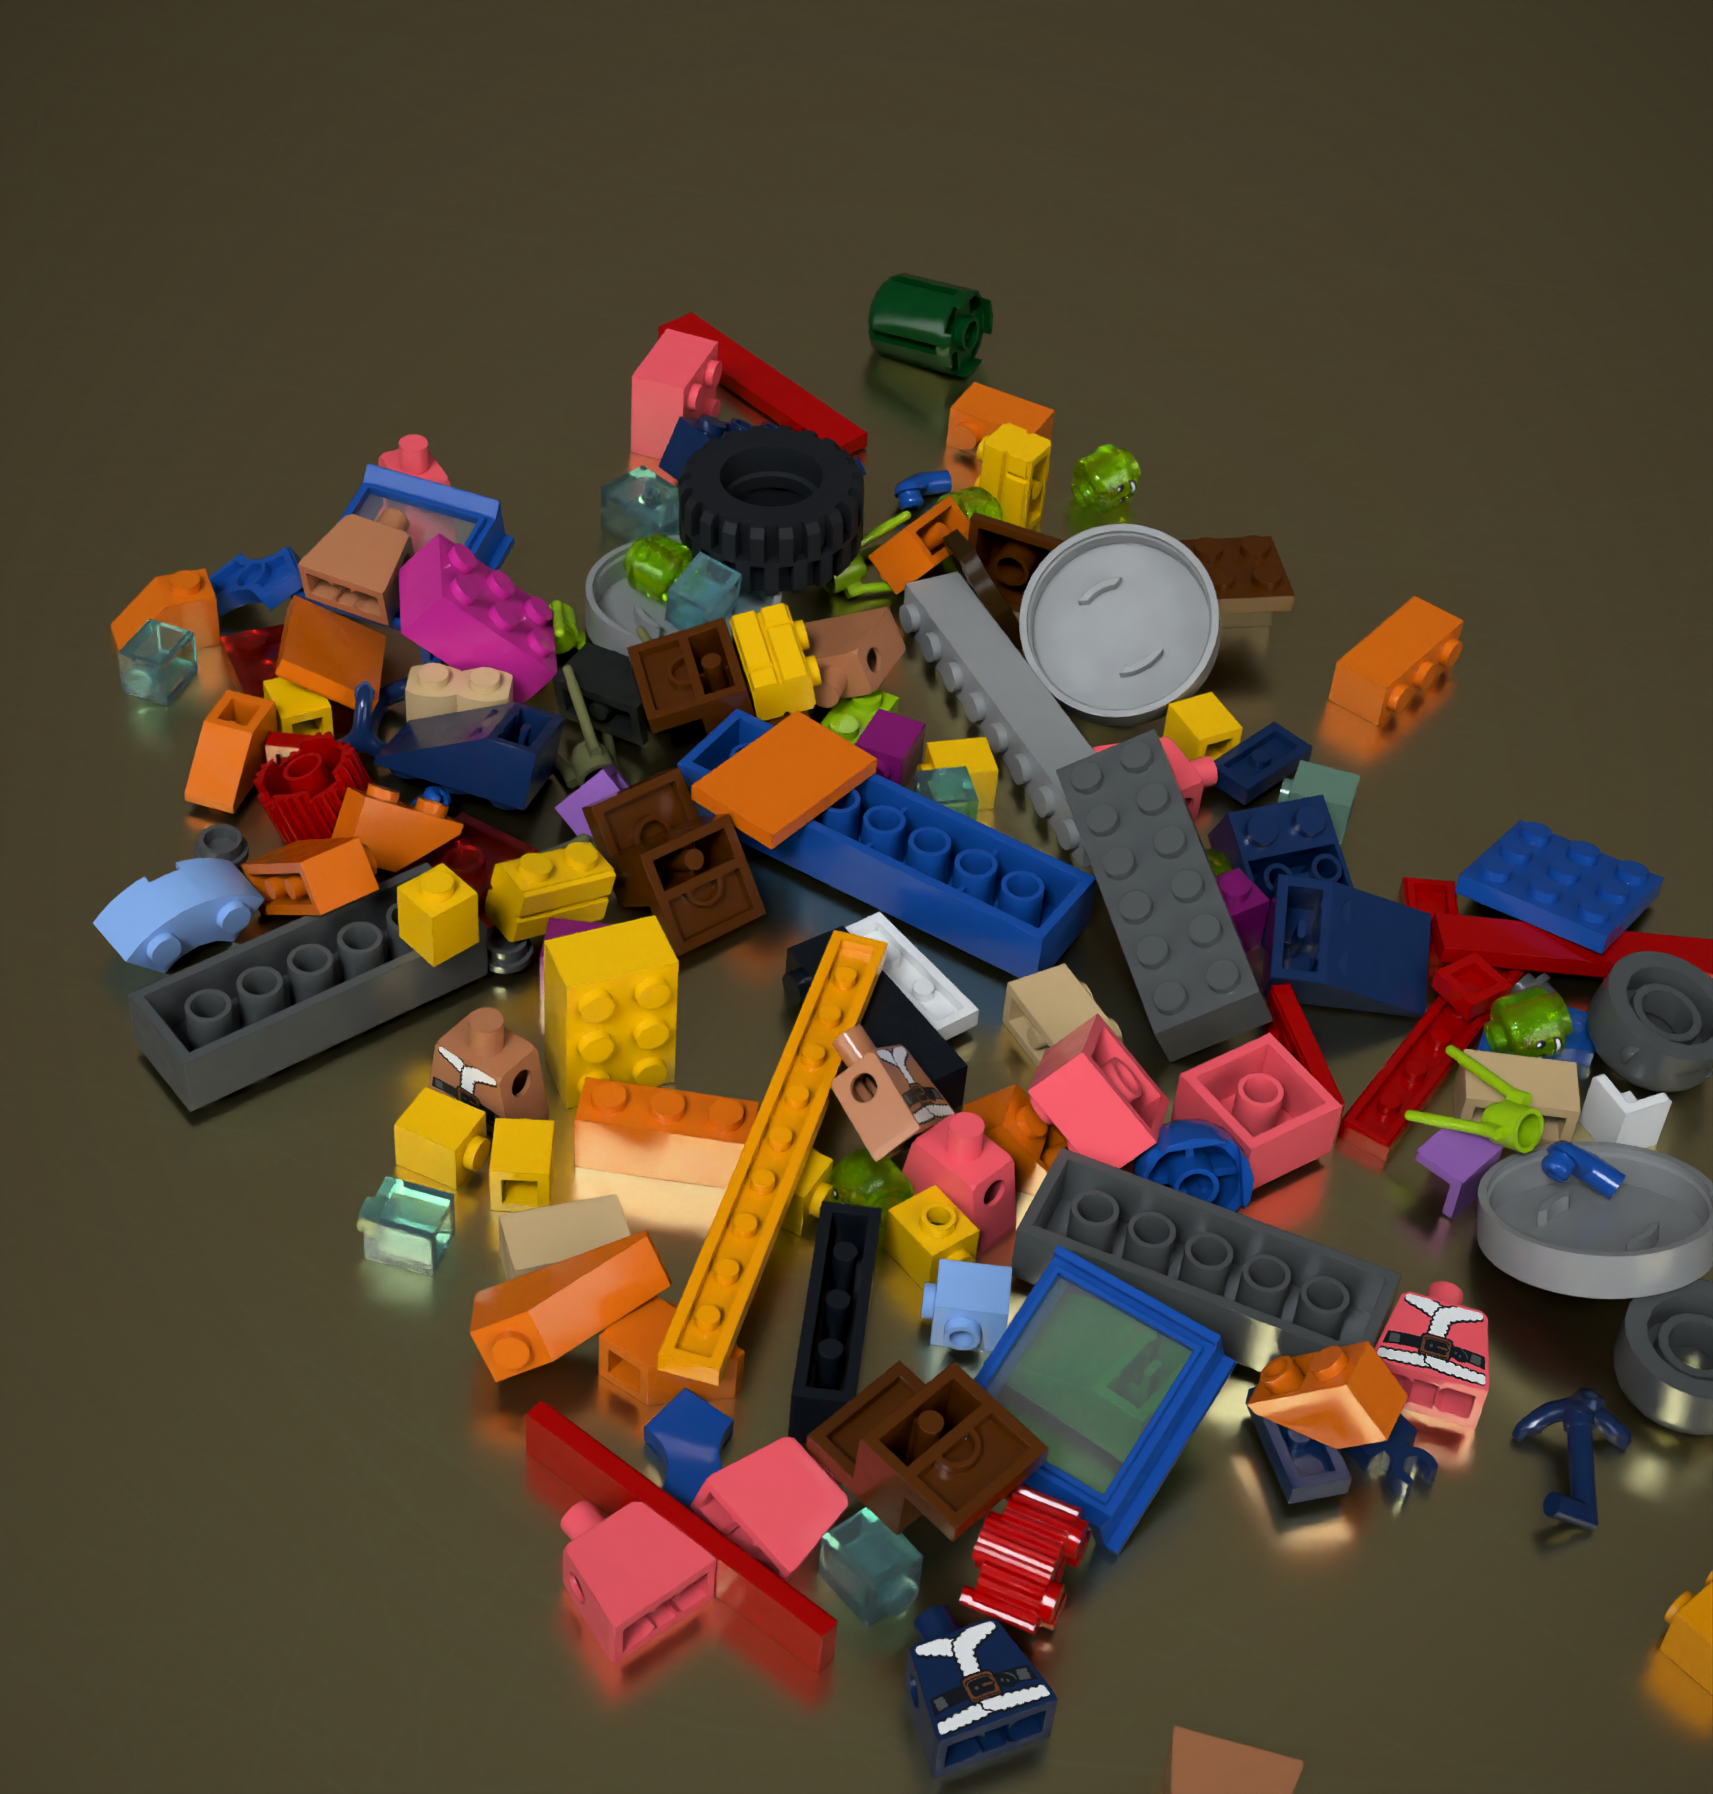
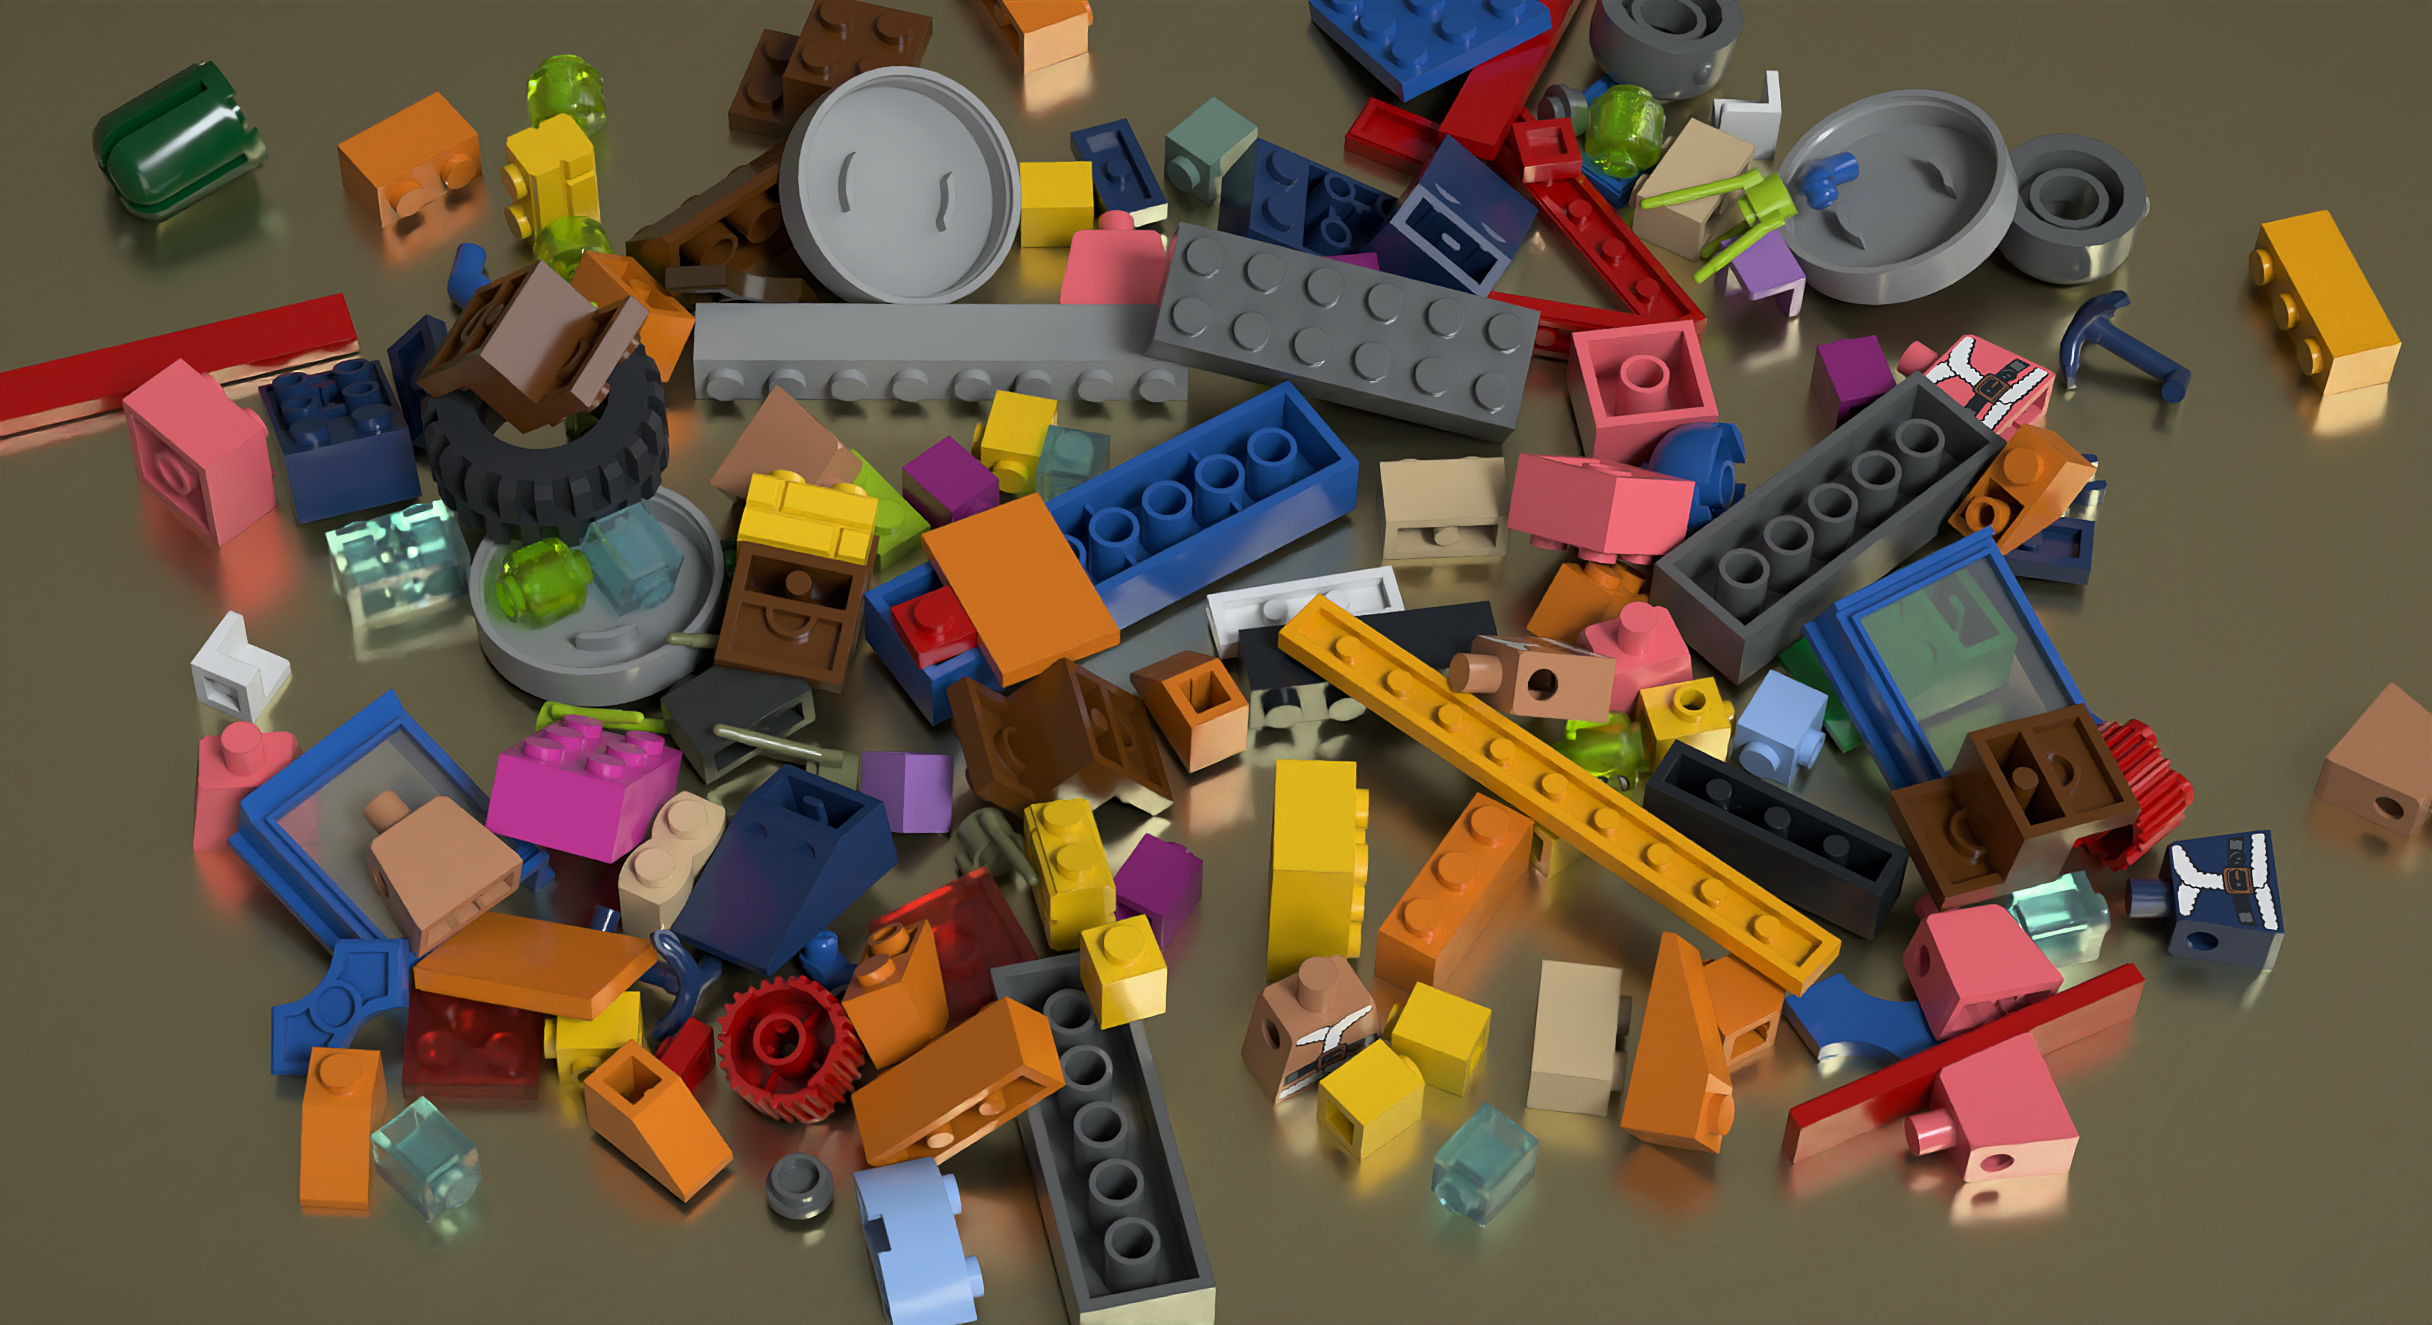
camera: 65 degrees left, 10 degrees up
(524, 474) = (235, 674): none -> white panel
(716, 741) = (933, 627): none -> red plate
(758, 929) = (1195, 707): none -> orange slope
(779, 435) = (534, 348): none -> reddish brown bracket
(1393, 1246) = (1849, 378): none -> magenta brick

